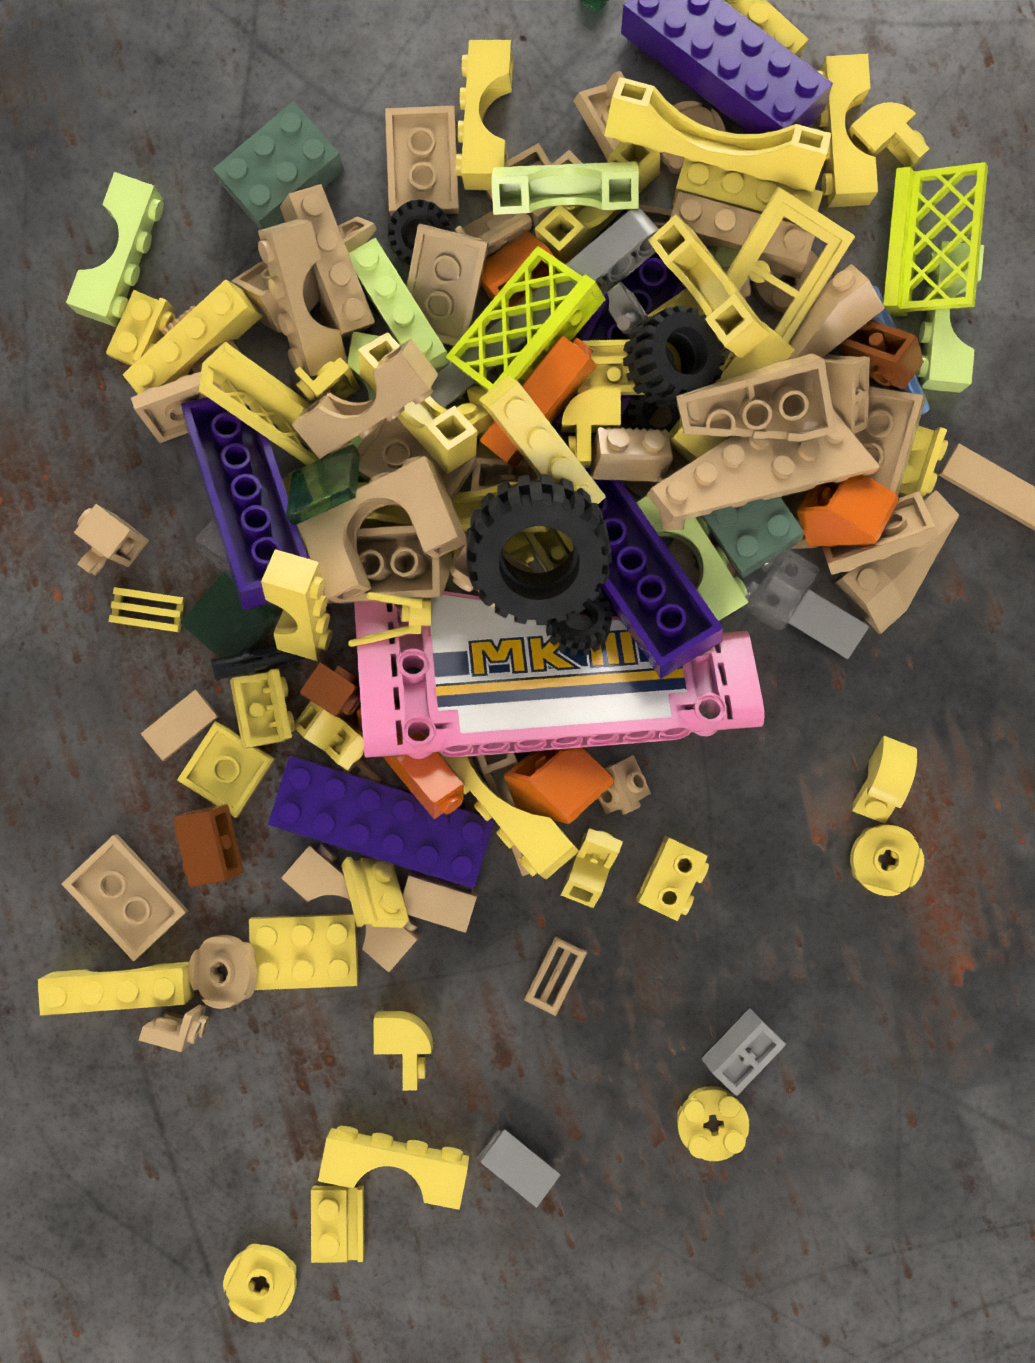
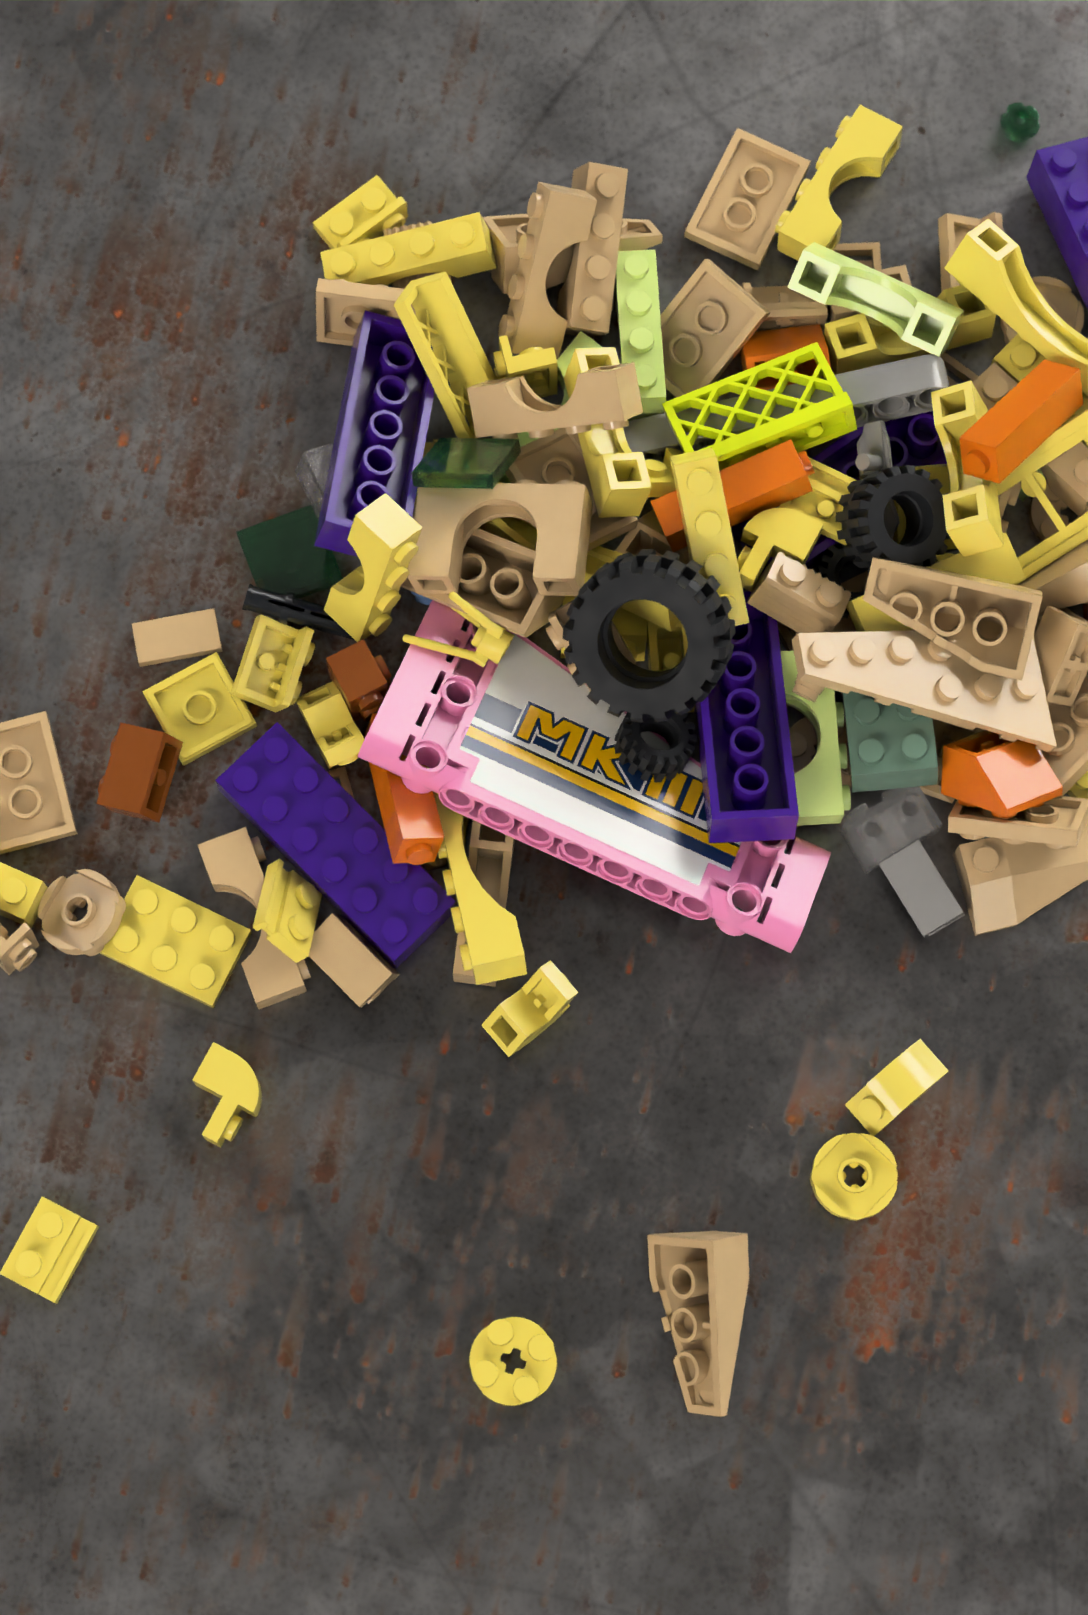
camera: 25 degrees right, 10 degrees down
(104, 290) = (345, 159): yellowish green arch -> none
(109, 539) = (215, 408): tan brick -> none
(118, 605) = (181, 481): light yellow tile -> none
(277, 161) = (596, 124): sand green brick -> none
(404, 215) = (697, 243): black tyre -> none
(437, 1172) = (187, 1252): light yellow arch -> none
(518, 1167) = (278, 1289): light grey hinge -> none
(557, 783) = (544, 893): orange slope -> none
(568, 948) = (399, 1131): tan tile -> none
(627, 788) = (607, 941): tan brick -> none
(673, 878) = (611, 1070): light yellow brick -> none
(732, 227) = (1021, 421): none -> orange brick
(743, 1052) = (588, 1297): light grey hinge -> none
(826, 1005) = (704, 1298): none -> tan wedge

